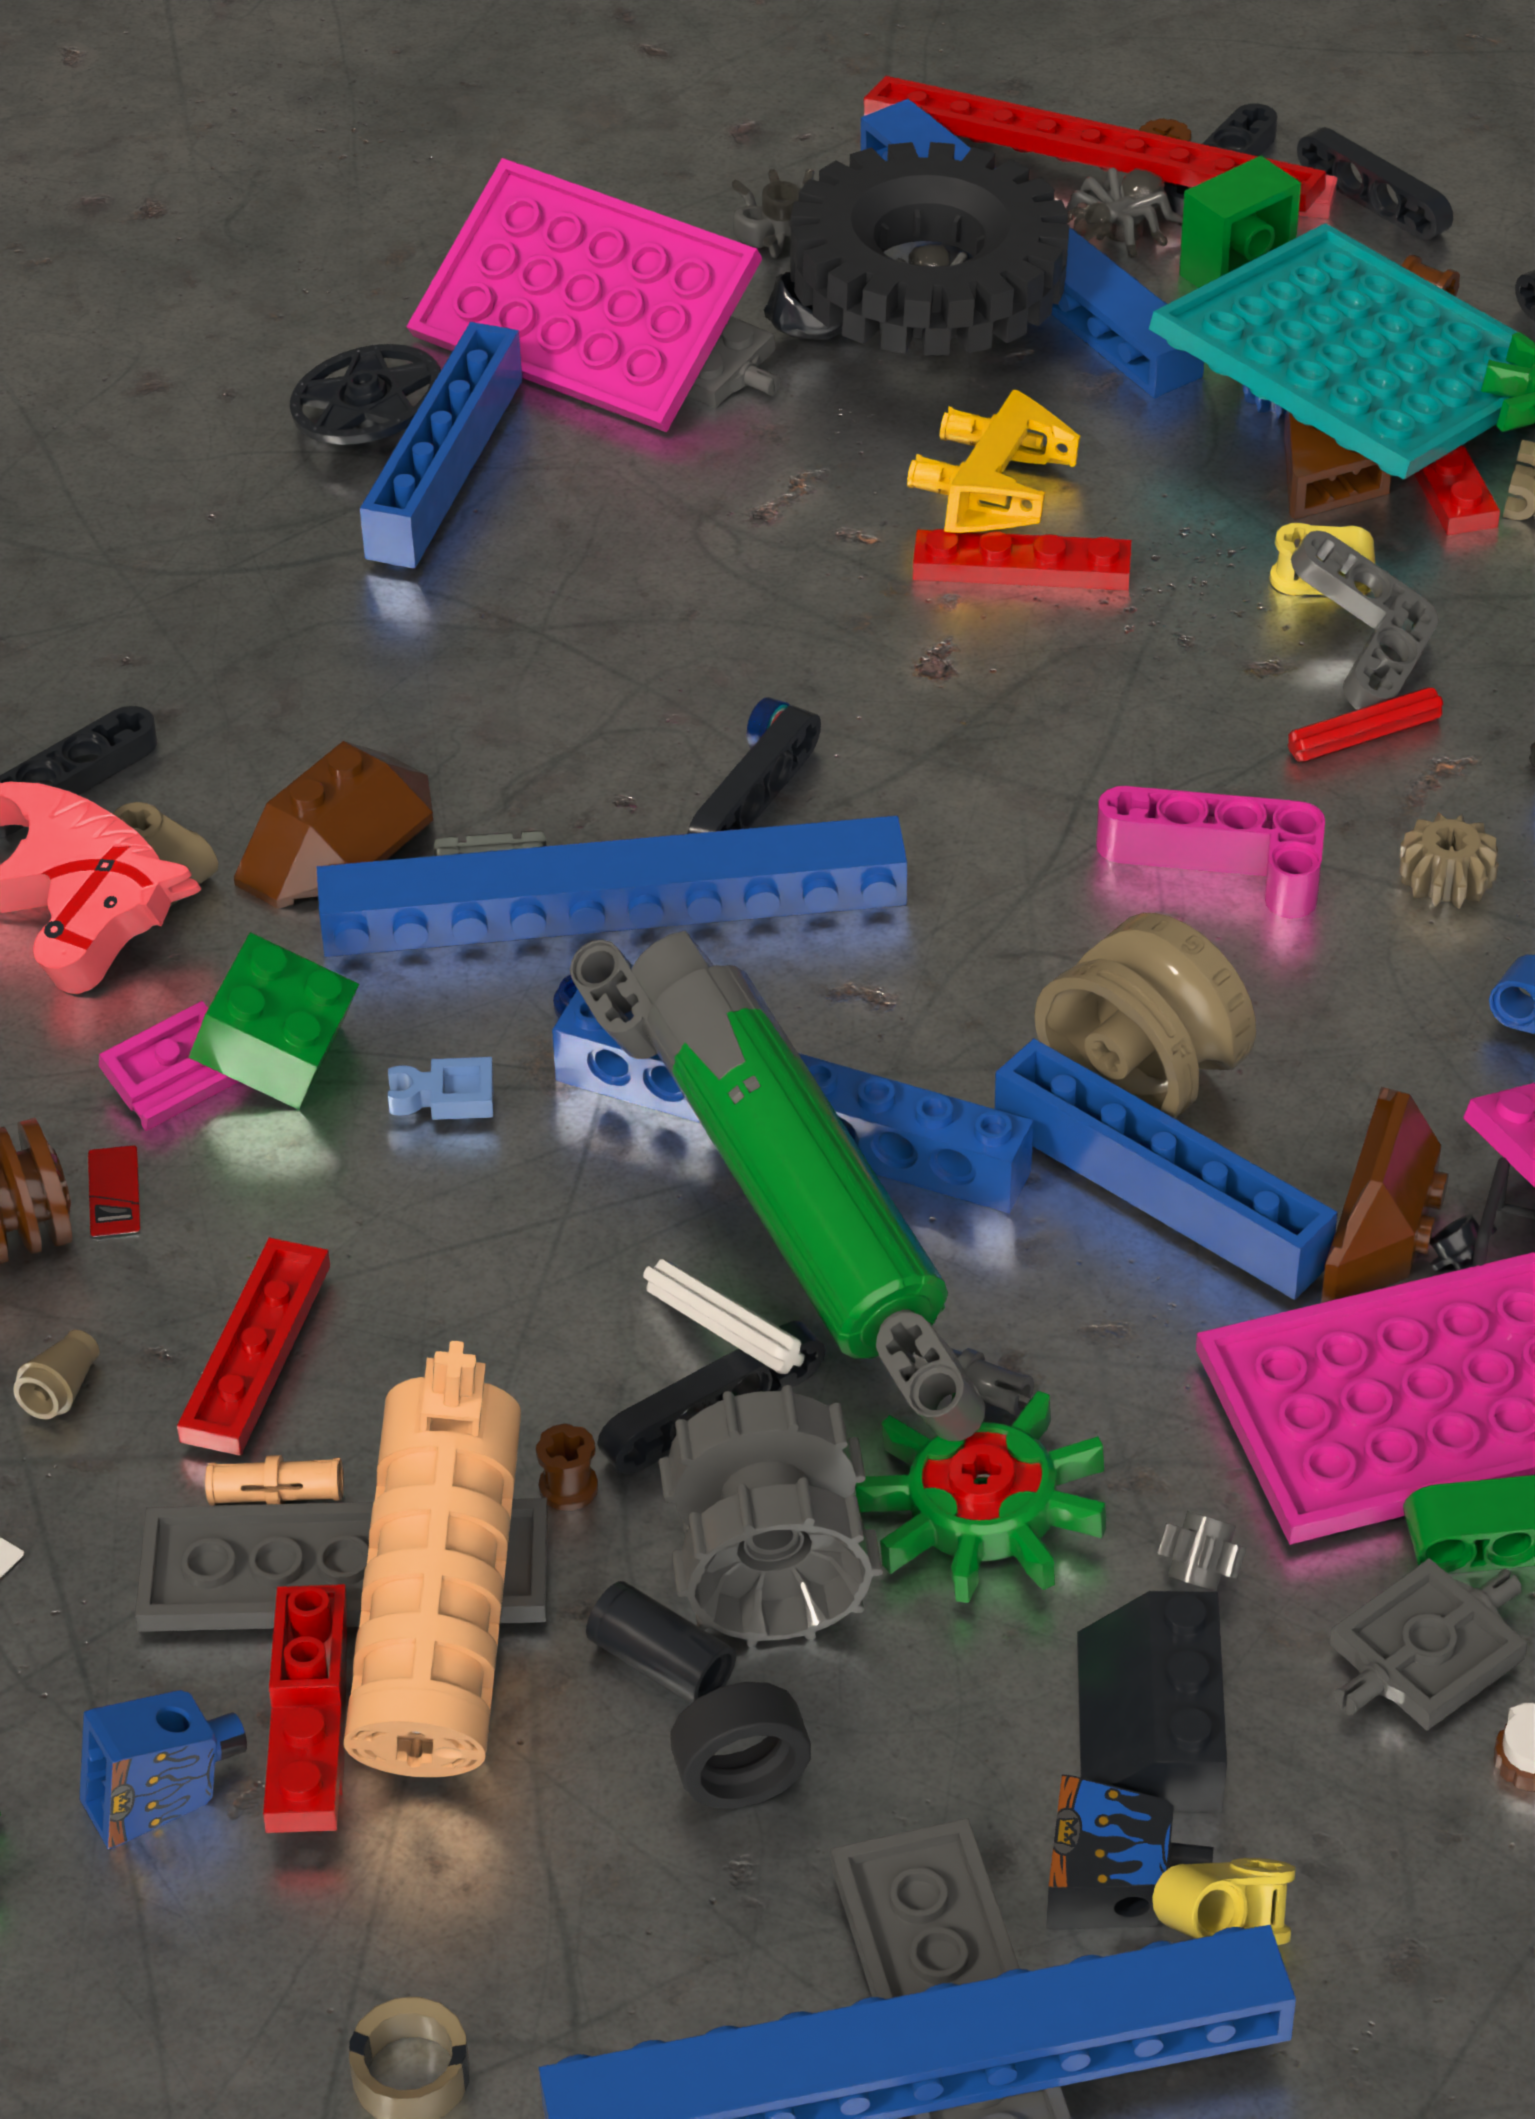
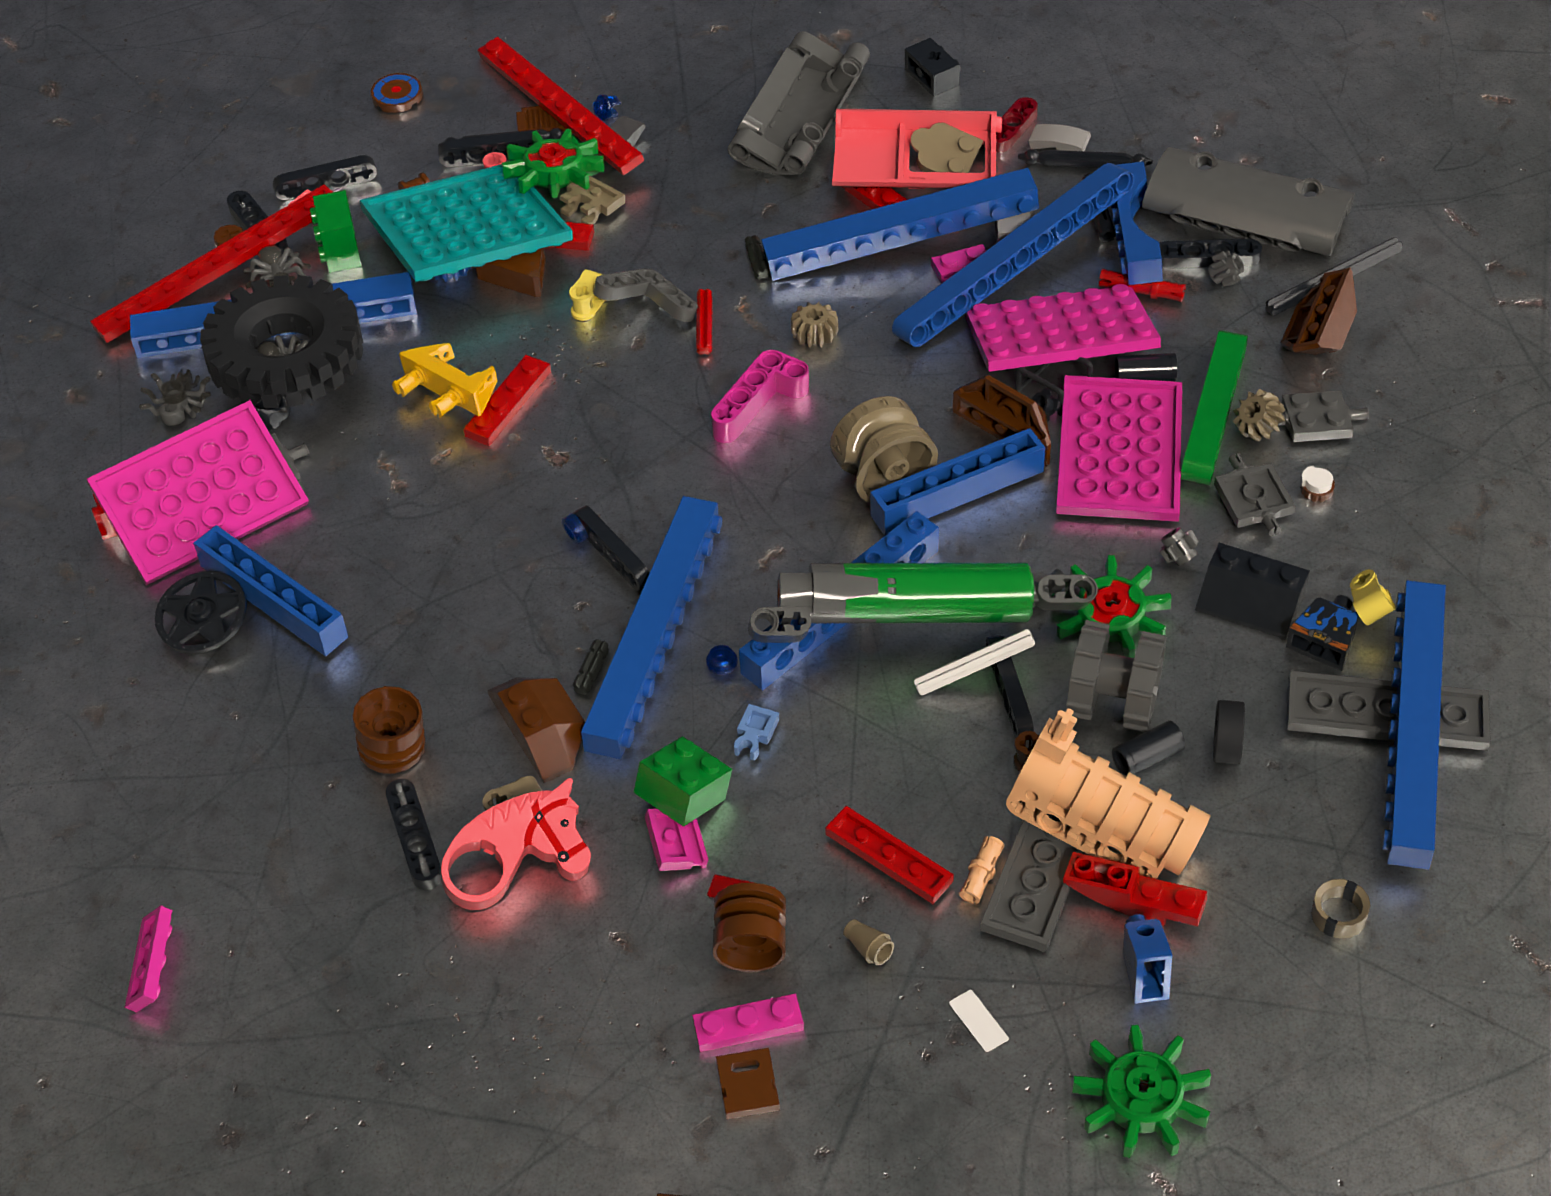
camera: 65 degrees left, 5 degrees up
(222, 657) = (389, 729): none -> reddish brown wheel

